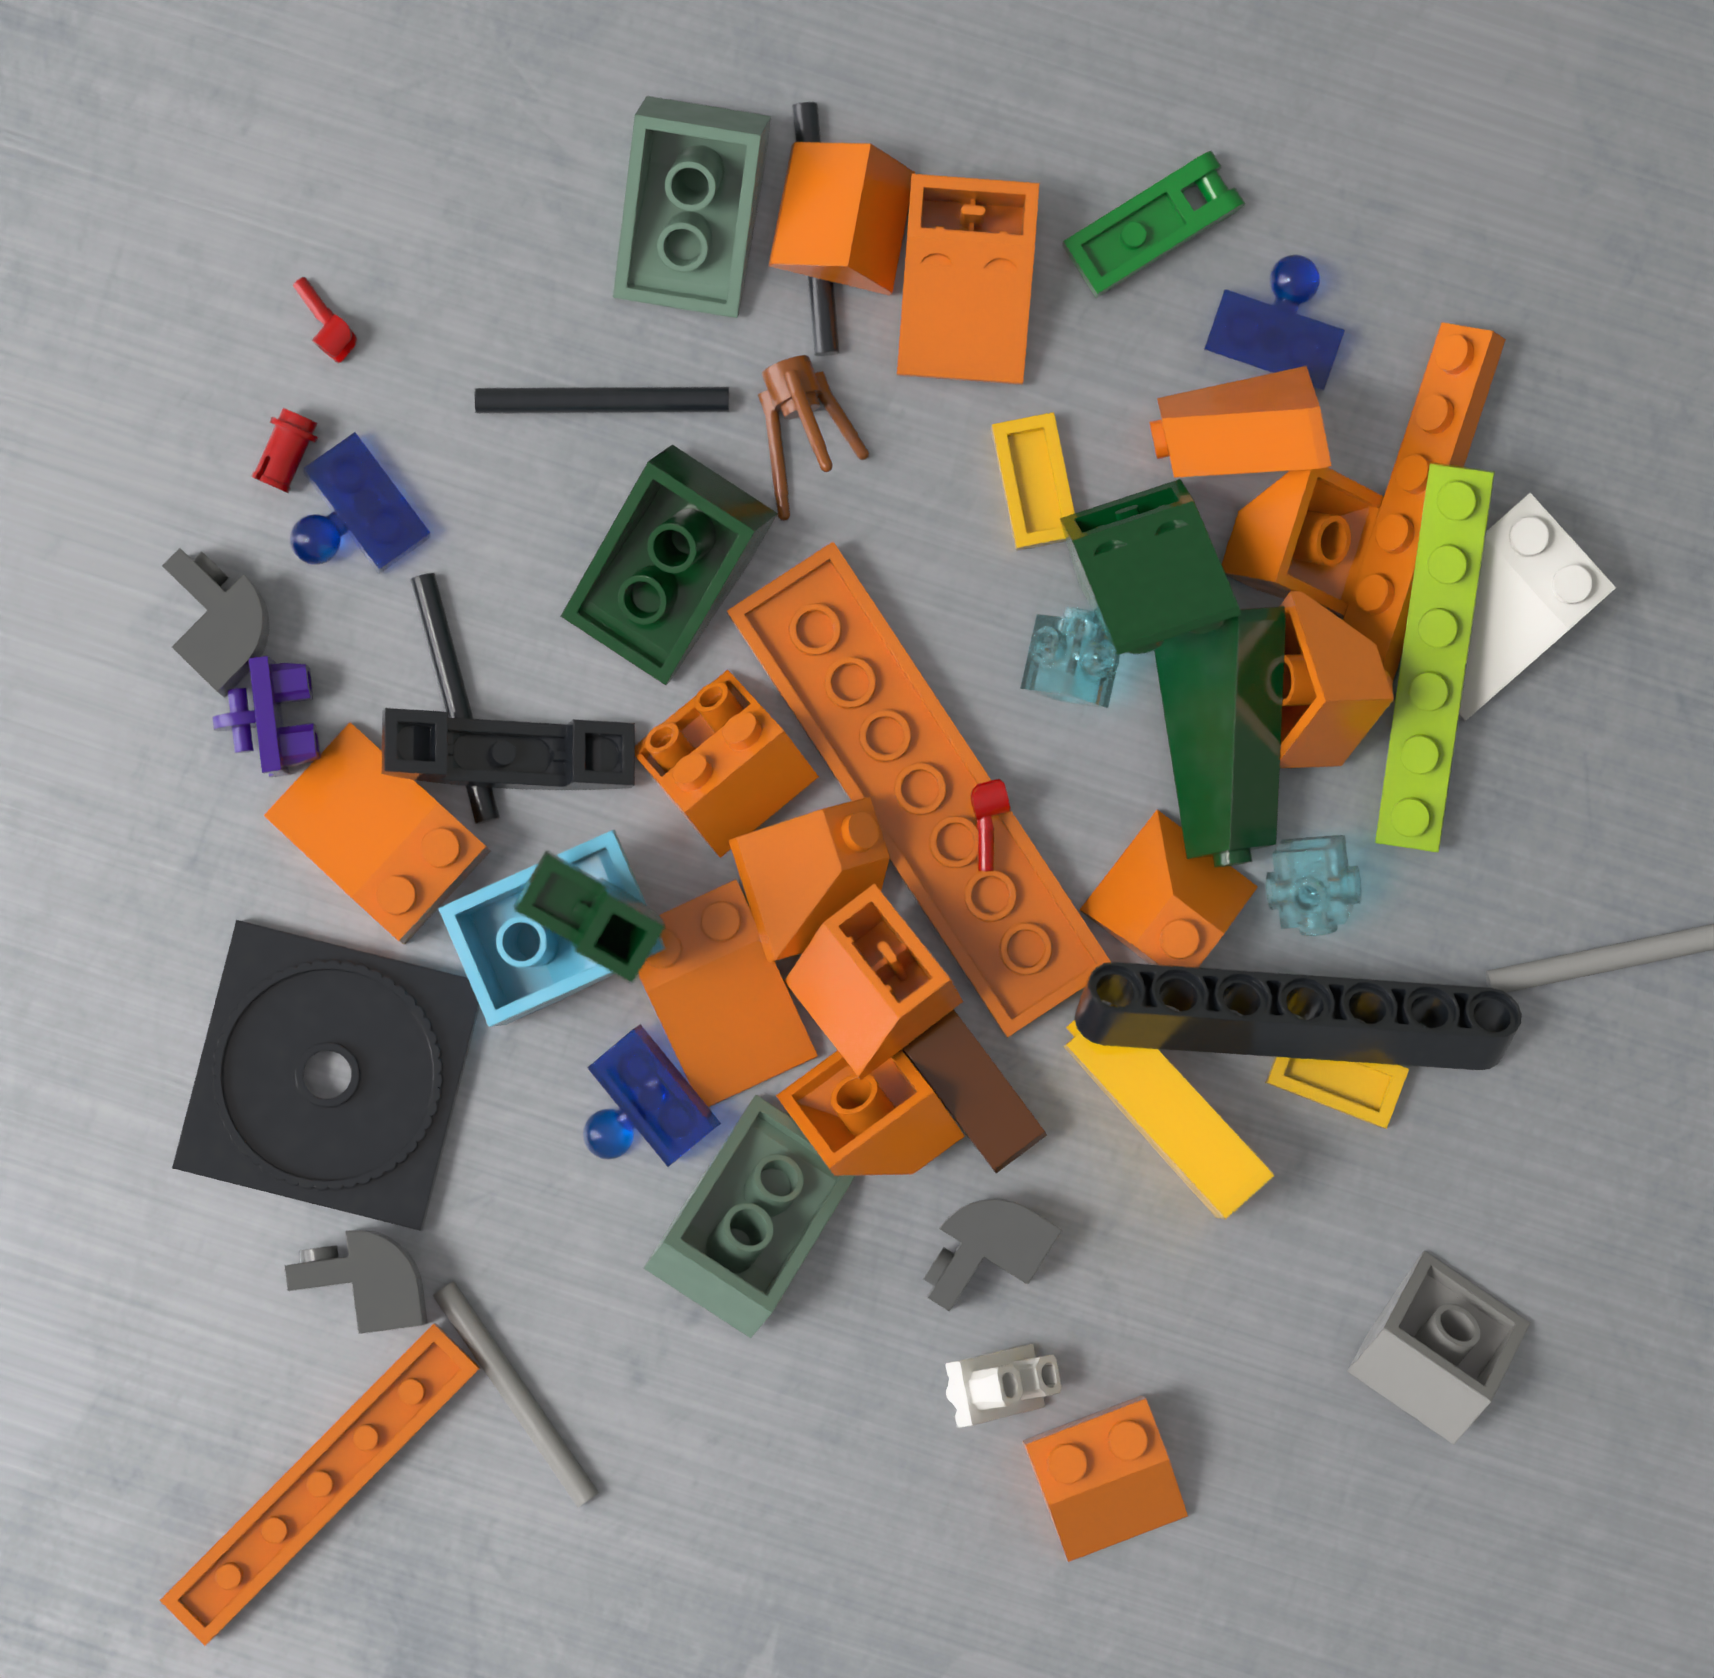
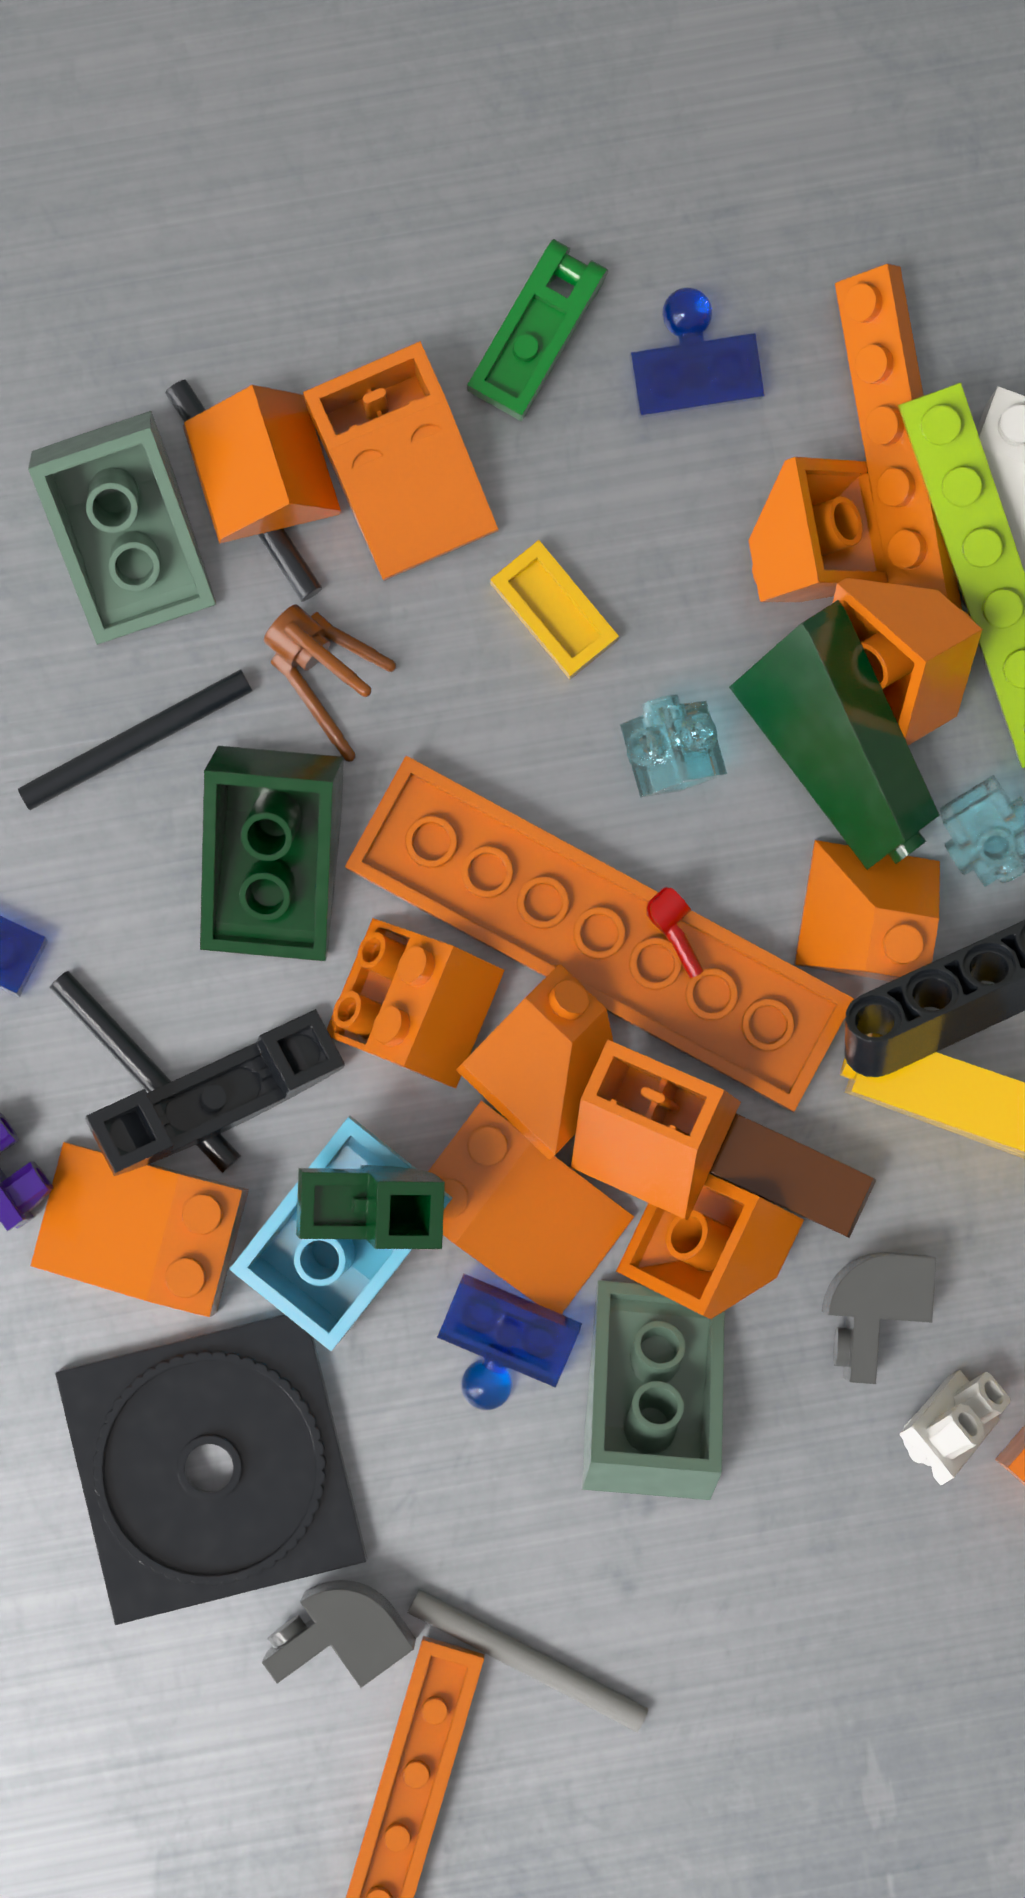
camera: 25 degrees left, 0 degrees up
(1149, 568) = (701, 630): dark green slope -> none
(1243, 427) = (716, 461): orange slope -> none

